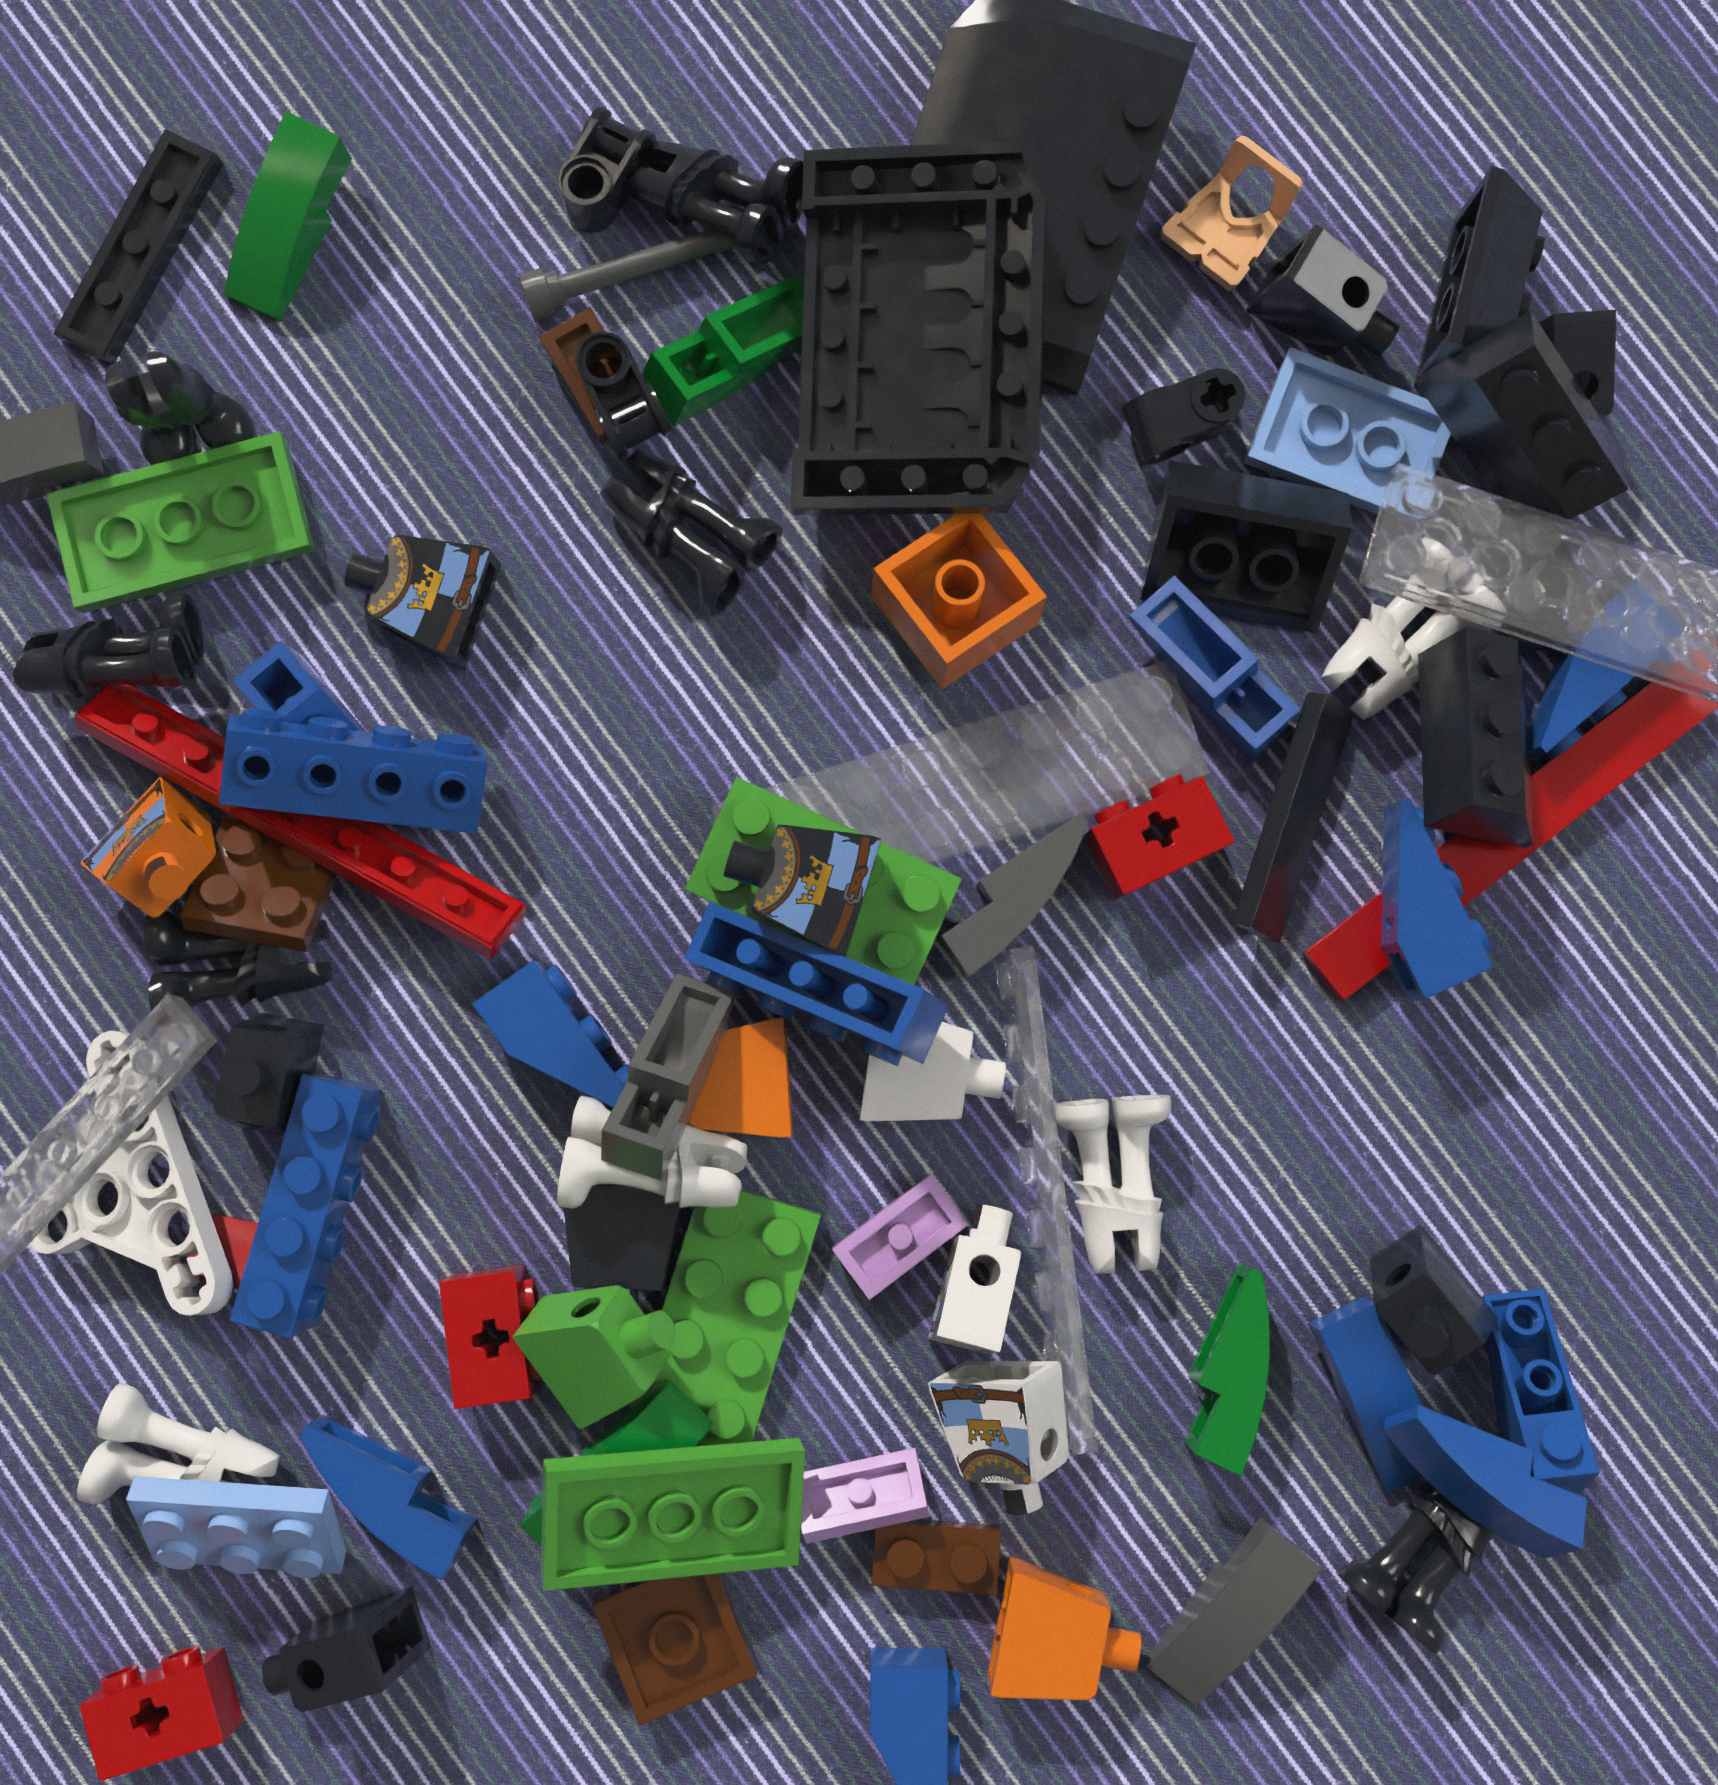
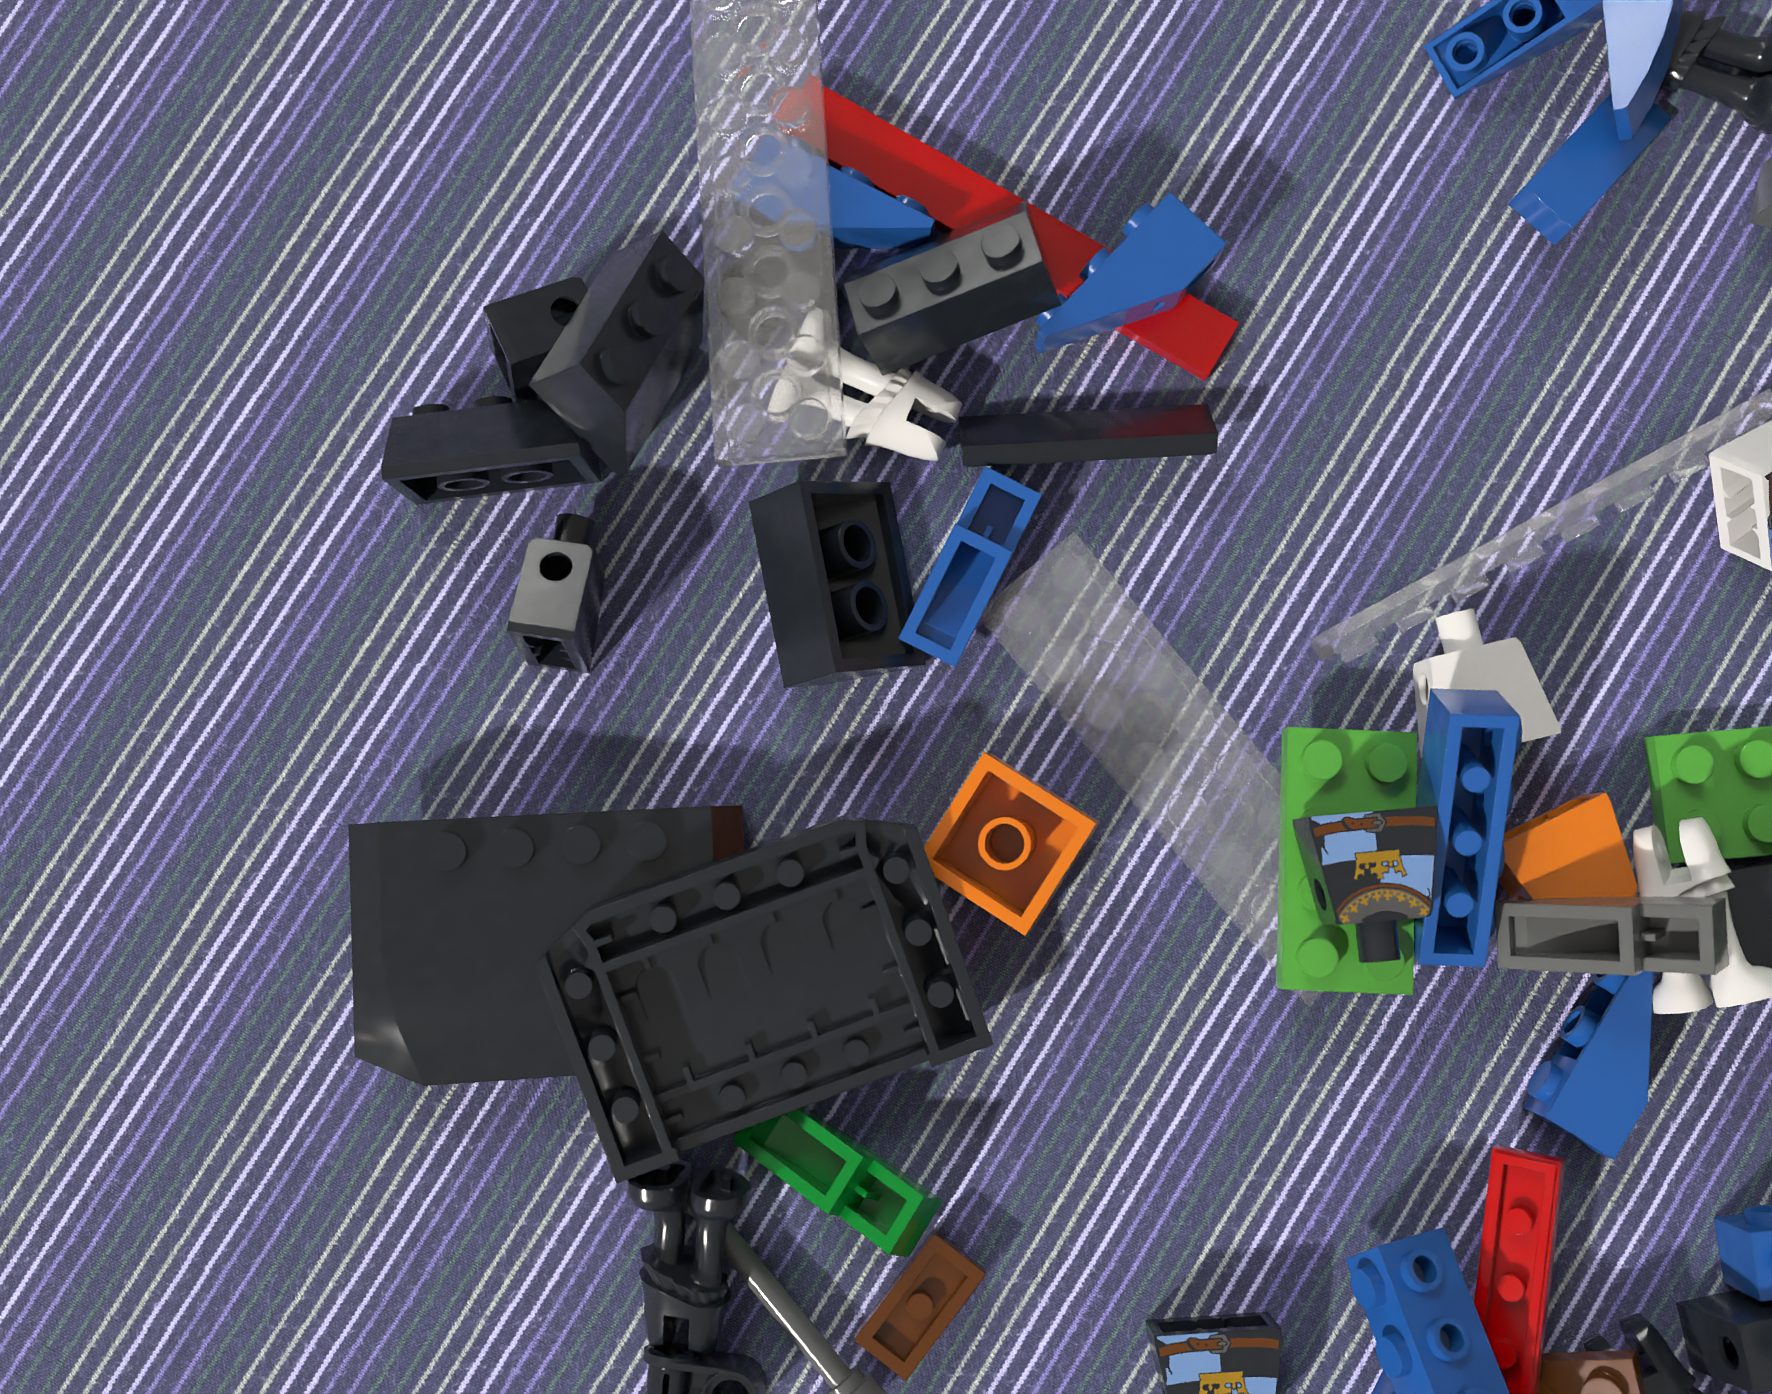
camera: 110 degrees left, 0 degrees up
(624, 401) = (947, 1264): black piece -> none
(661, 525) = (1045, 1171): black piece -> none
(899, 1236) = (1640, 653): lavender plate -> none
(972, 1313) = (1685, 554): white torso -> none
(1013, 897) = (1276, 670): dark grey slope -> none
(1101, 1204) = (1528, 473): white piece -> none
(1175, 419) = (736, 701): black piece -> none
(1193, 825) = (1189, 572): red brick -> none
(1213, 235) = (529, 728): light nougat piece -> none
(1235, 1372) = (1635, 295): green slope -> none
(1343, 430) = (684, 529): light blue plate -> none
(1433, 1305) = (1498, 139): black torso -> none

